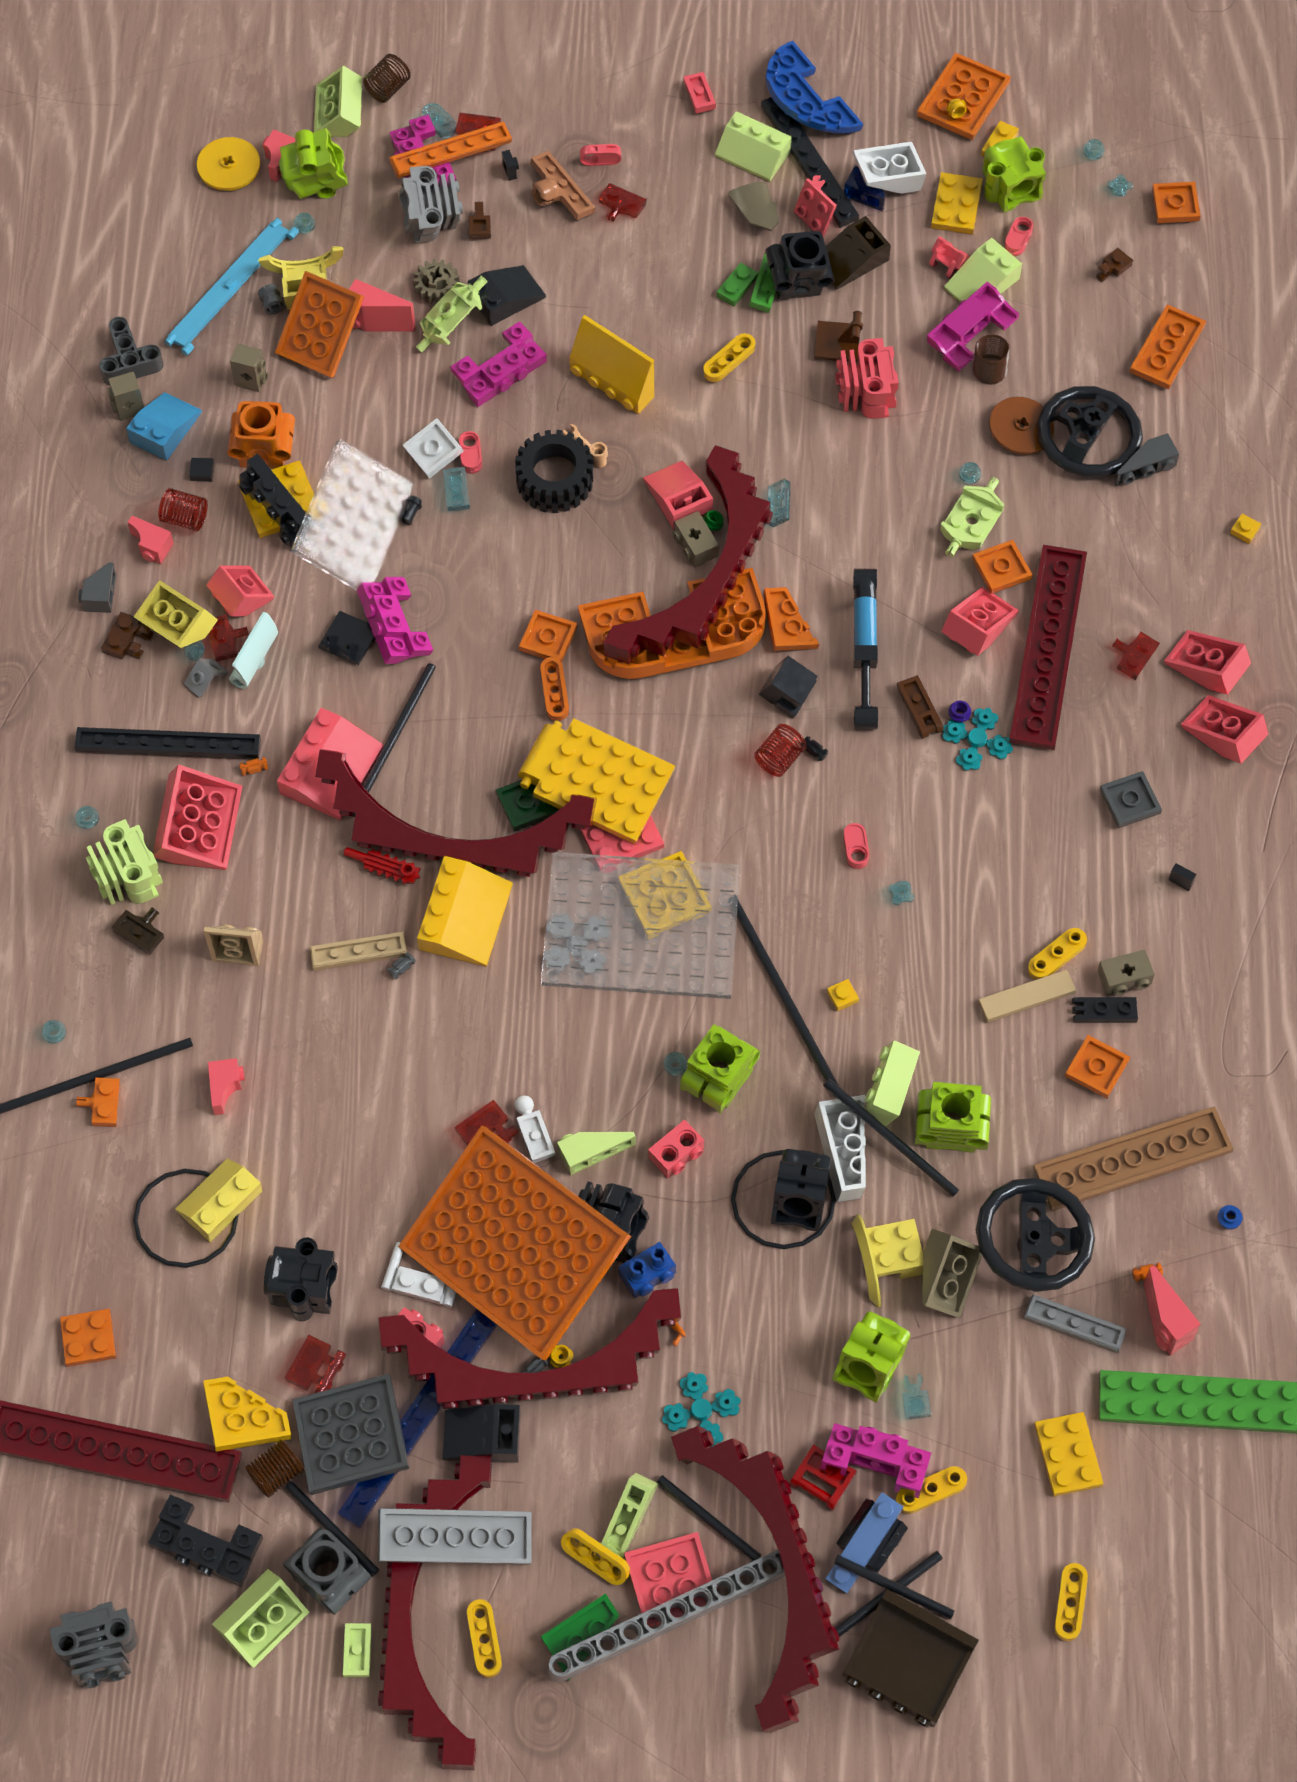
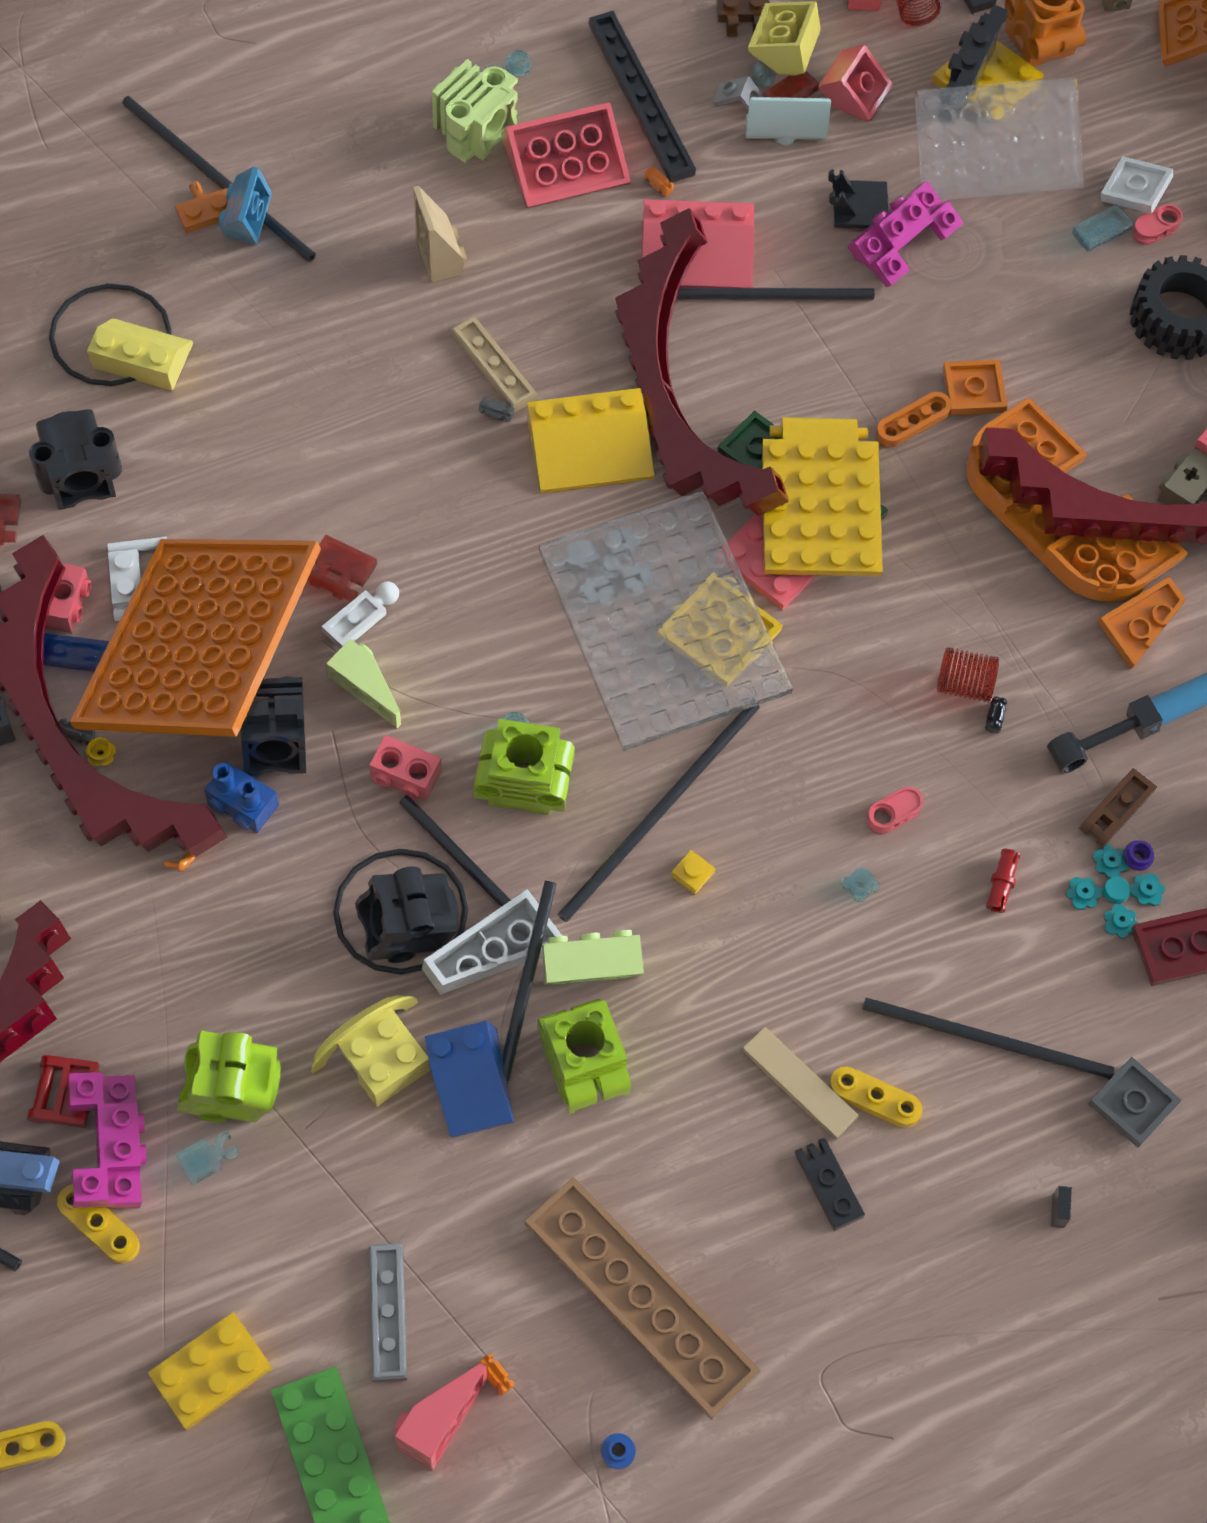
camera: 60 degrees right, 0 degrees up
(49, 1027) = (263, 133): clear light blue plate -> none
(134, 1066) = (246, 206): none -> dark azure slope
(139, 930) = (413, 158): dark brown plate -> none
(224, 1079) = (275, 300): coral arch -> none
(384, 864) = (607, 347): red piece -> none
(412, 505) = (1050, 196): black pin -> none
(701, 1408) = (99, 925): teal plant -> none
(754, 1144) = (454, 851): none -> black piece
(788, 686) = (1057, 653): black plate -> none
(937, 1200) = (470, 1078): none -> blue slope
(940, 802) = (1003, 880): none -> red pin
(948, 1272) = (379, 1126): dark tan slope -> none
(1036, 1235) = (491, 1267): black piece -> none
(1045, 867) = (988, 1038): none -> black piece
(1097, 1066) = (745, 1203): orange plate -> none
(1126, 973) = (886, 1171): dark tan brick -> none

